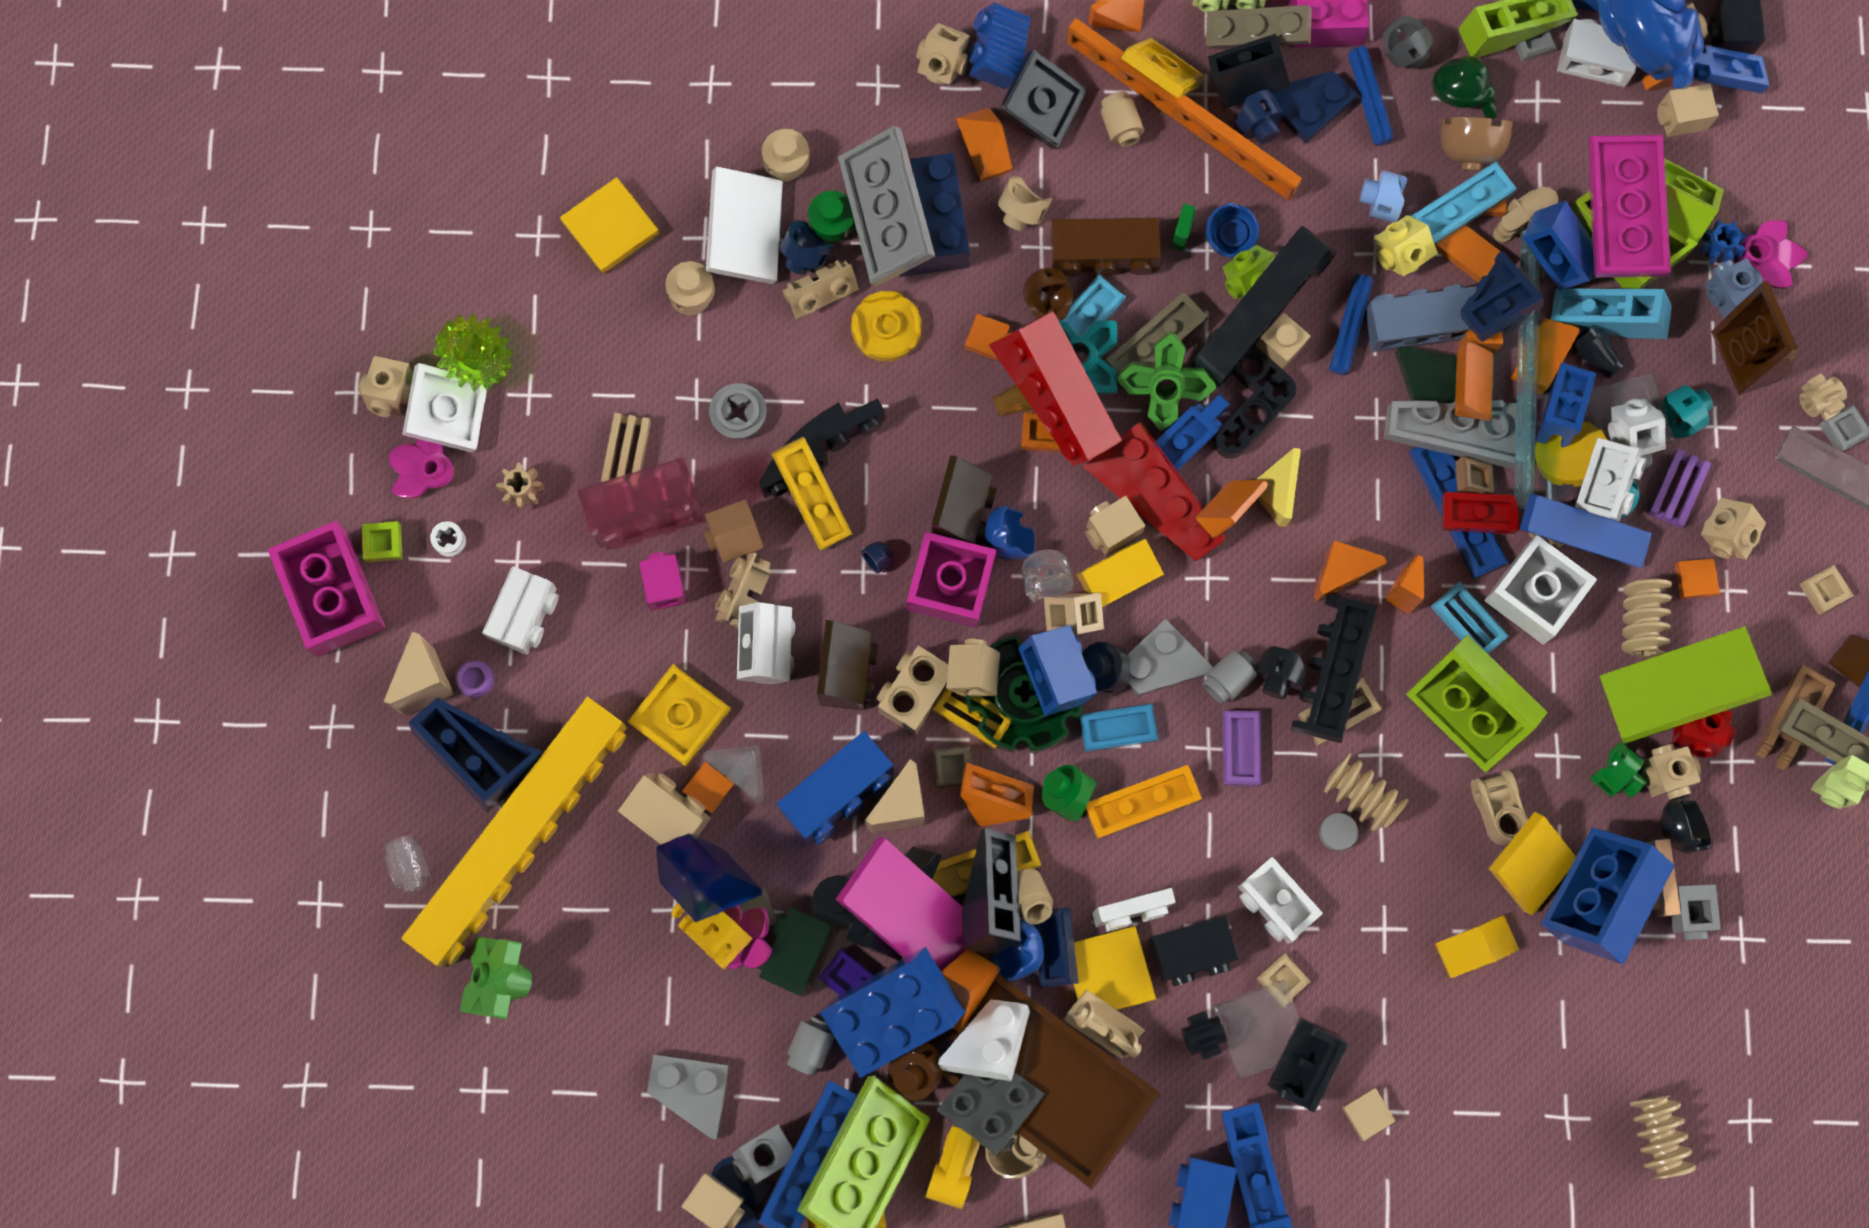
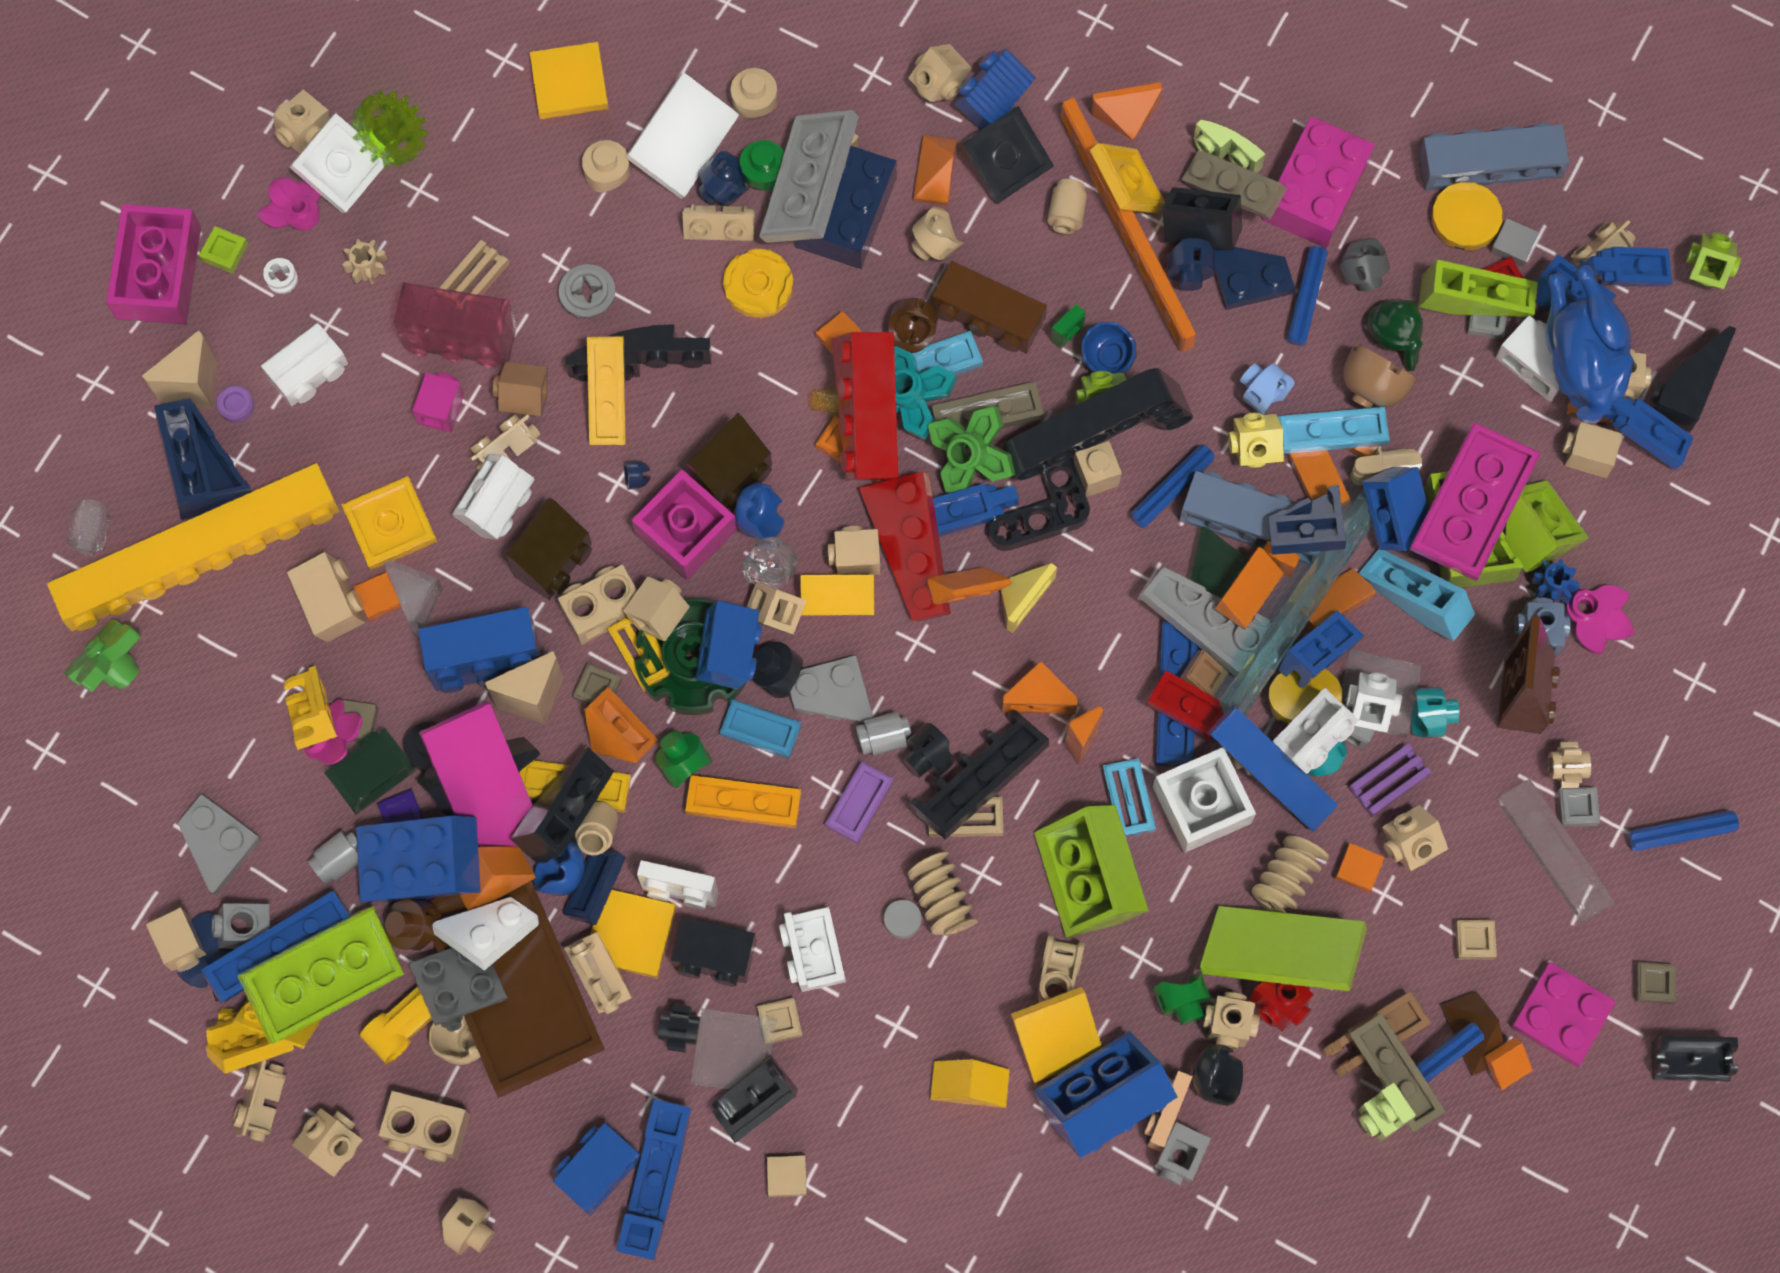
camera: 30 degrees right, 5 degrees down
(703, 877) = (325, 661): clear blue slope -> none
(1597, 350) = (1383, 620): black cone -> none

